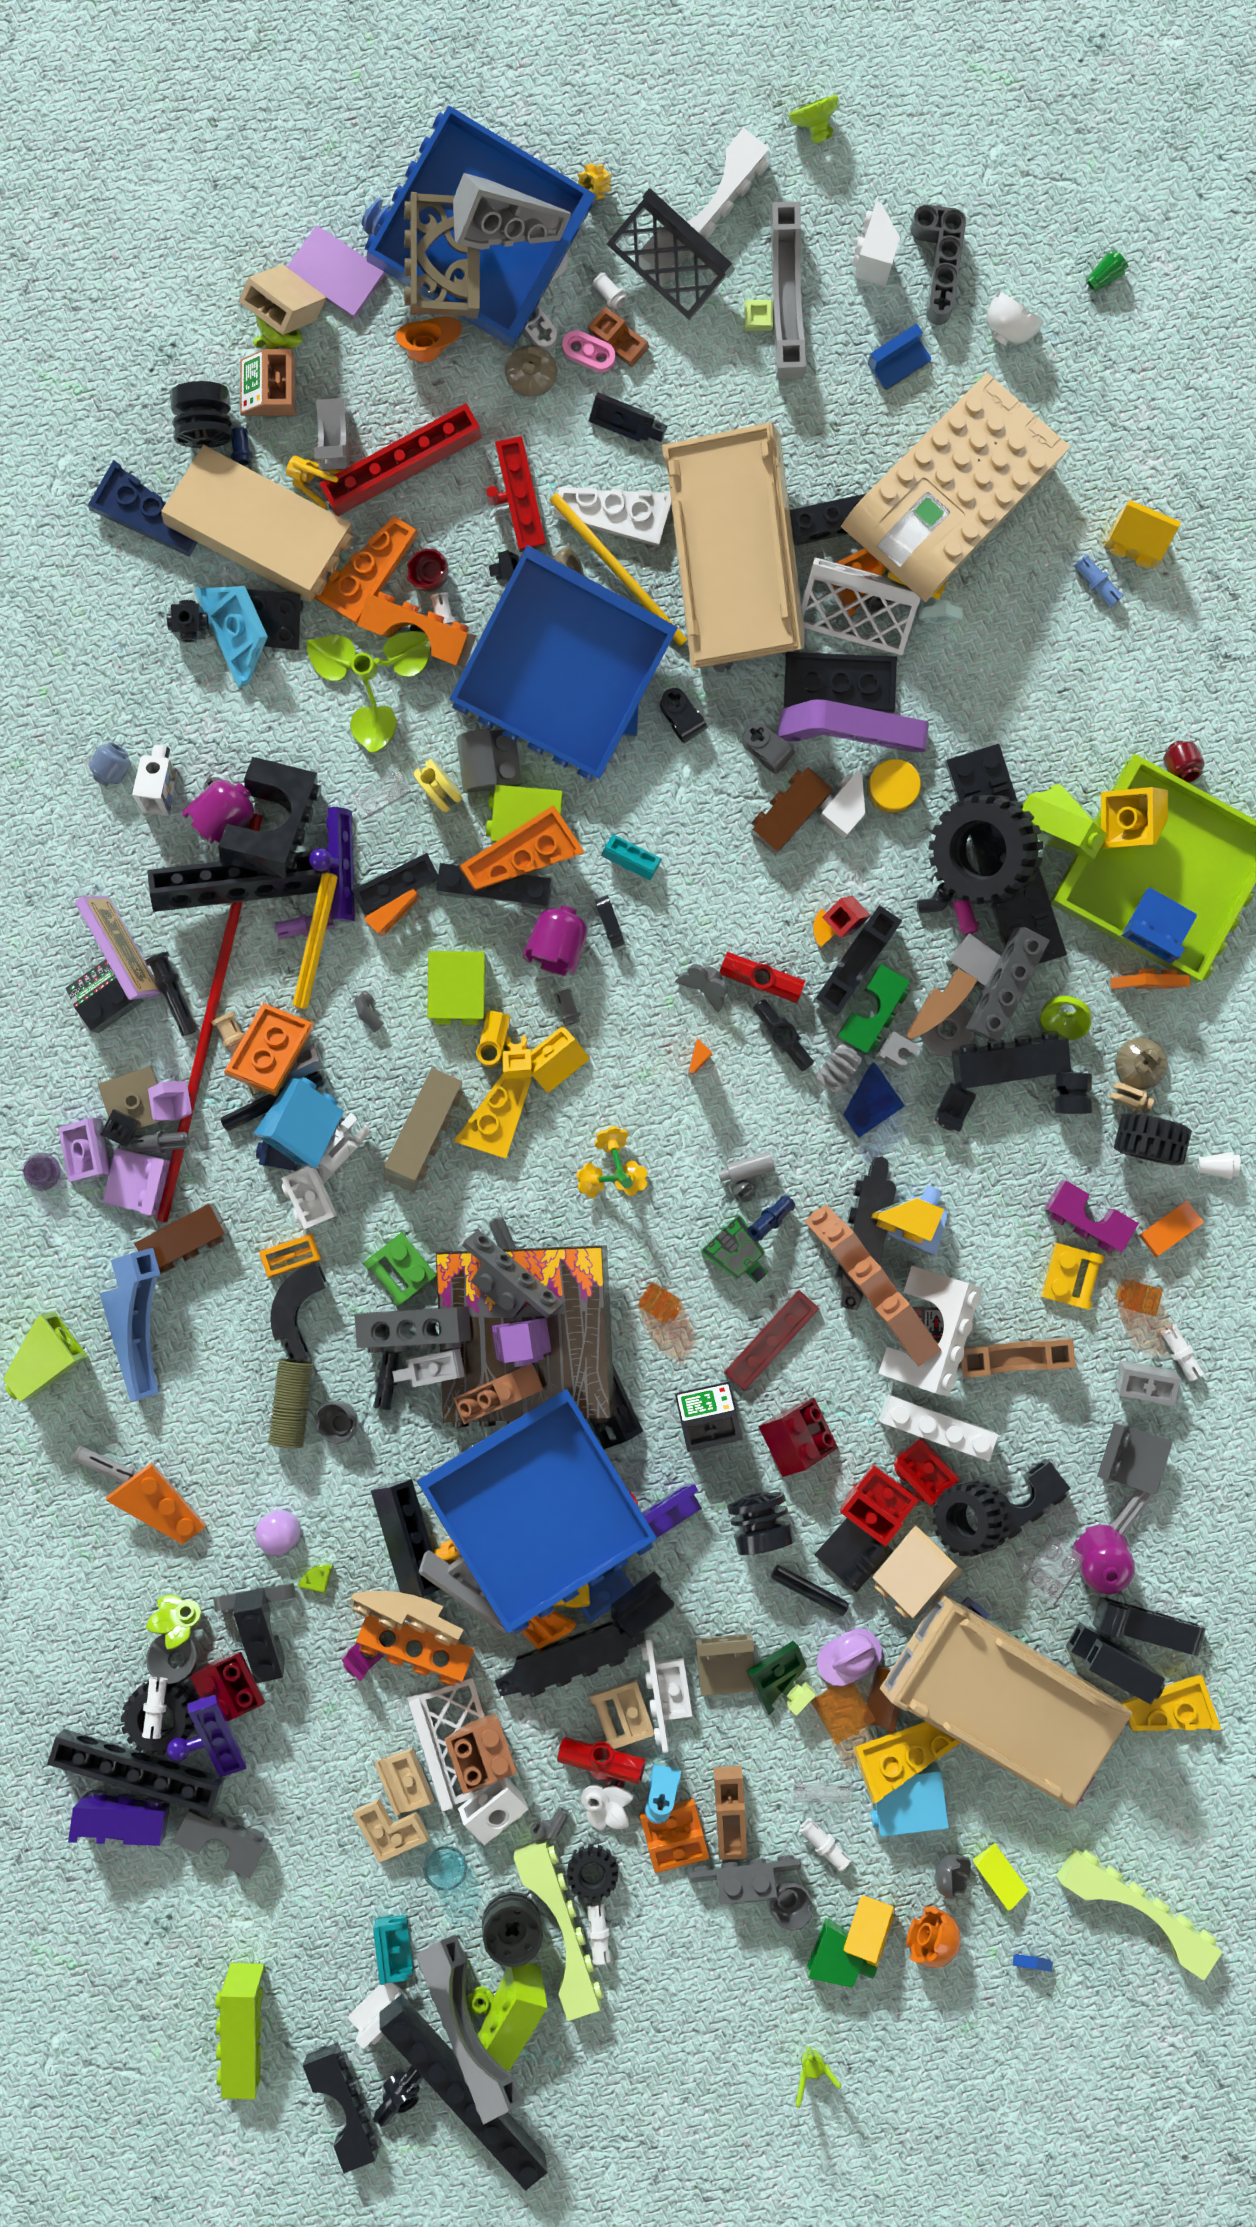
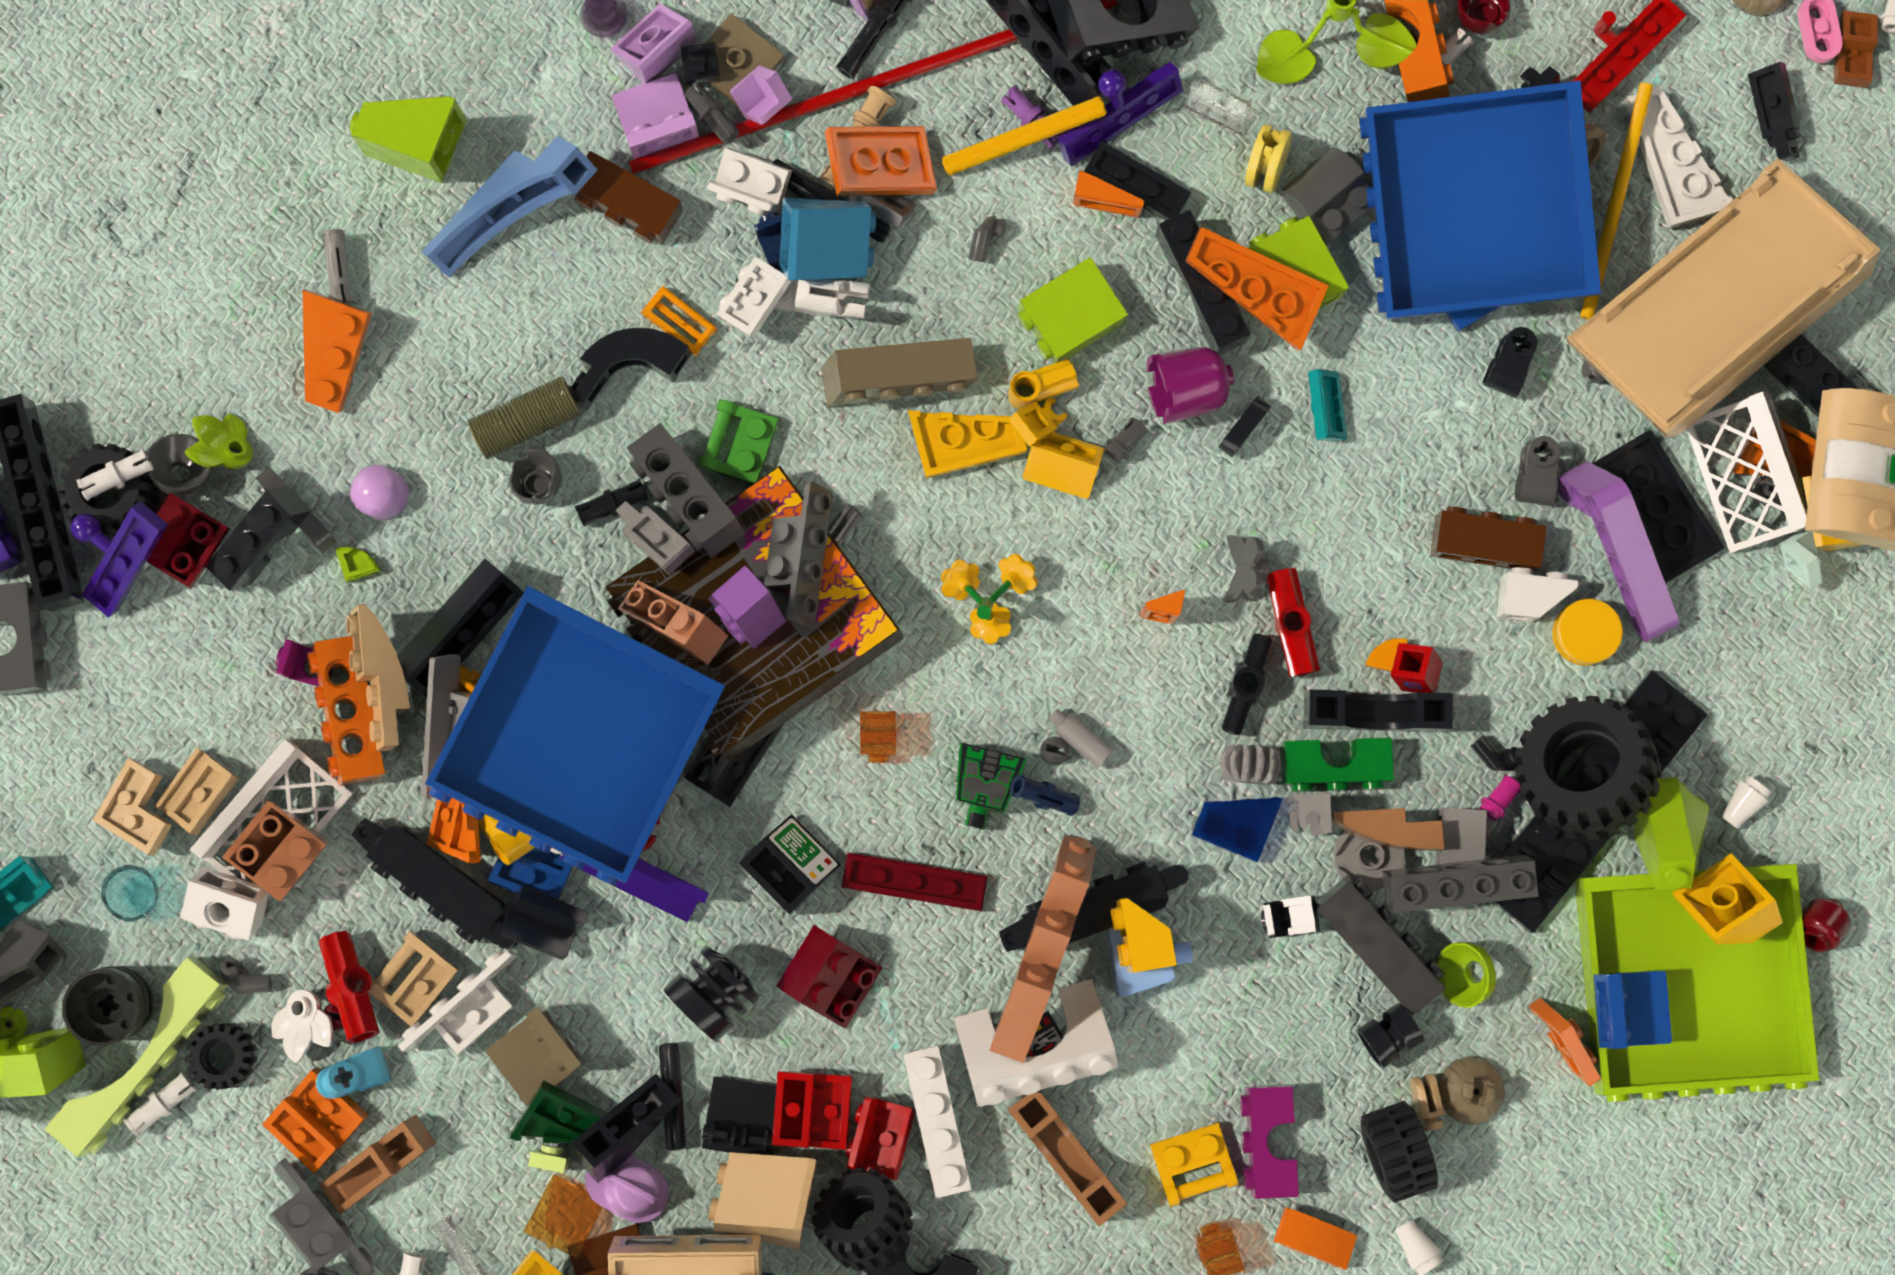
camera: 55 degrees right, 5 degrees down
(226, 1146) = (750, 181): none -> white bracket
(811, 1636) = (623, 1128): none -> black slope
(1071, 756) = (1745, 801): none -> white cone

